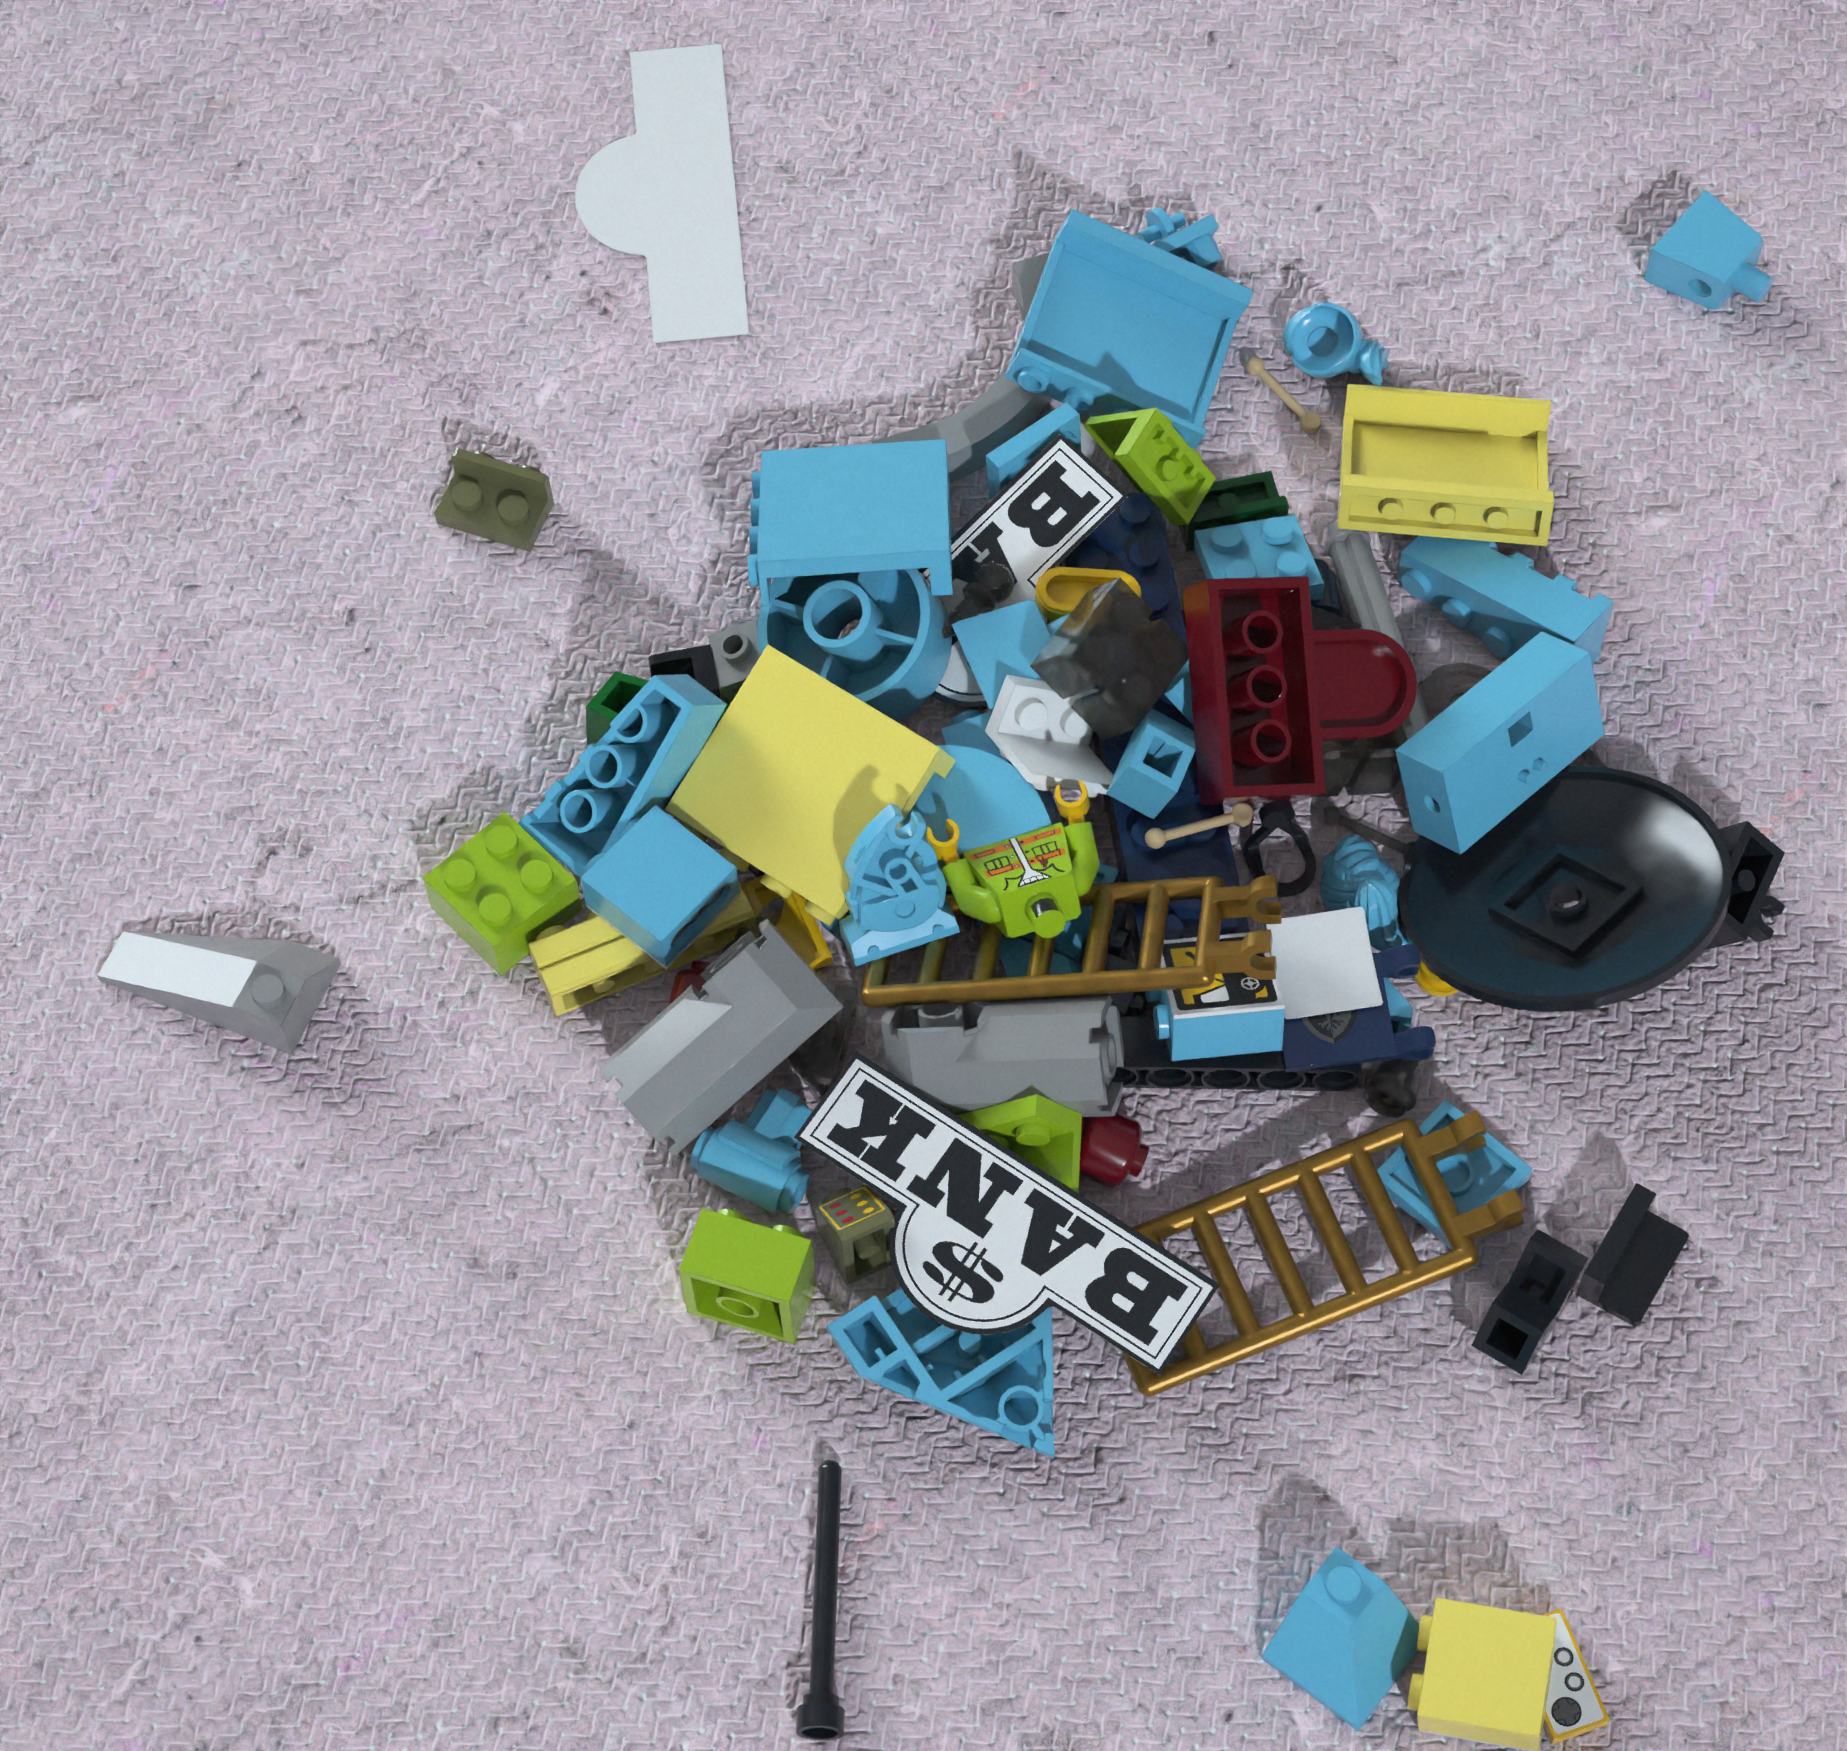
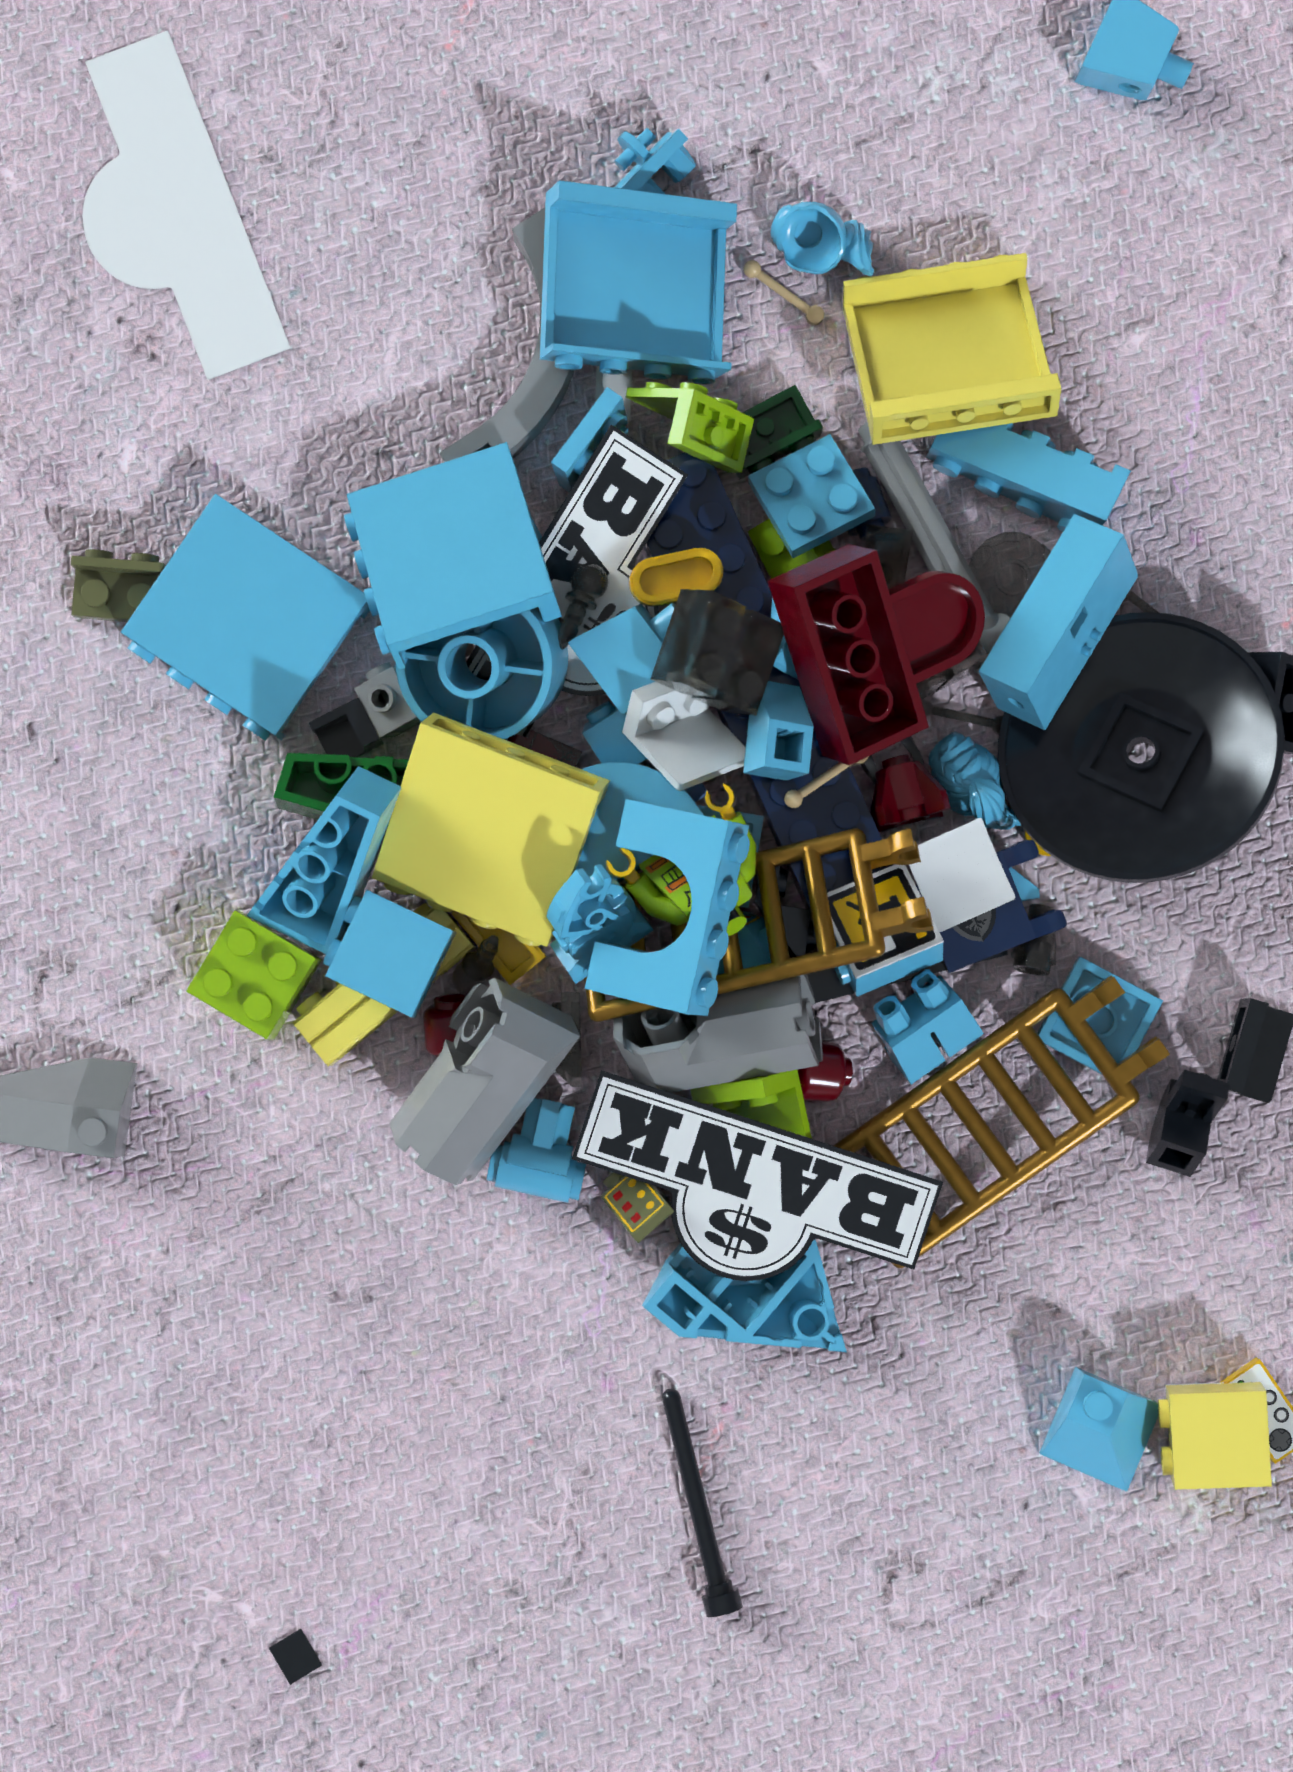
camera: 20 degrees left, 25 degrees up
(284, 1656) = (295, 1656): none -> black sticker
(613, 551) = (244, 618): none -> medium azure panel
(748, 1274) = (564, 1268): lime brick -> none
(978, 944) = (686, 971): none -> medium azure arch
(1243, 1123) = (926, 1015): none -> medium azure hips
(1299, 876) = (906, 794): none -> dark red brick

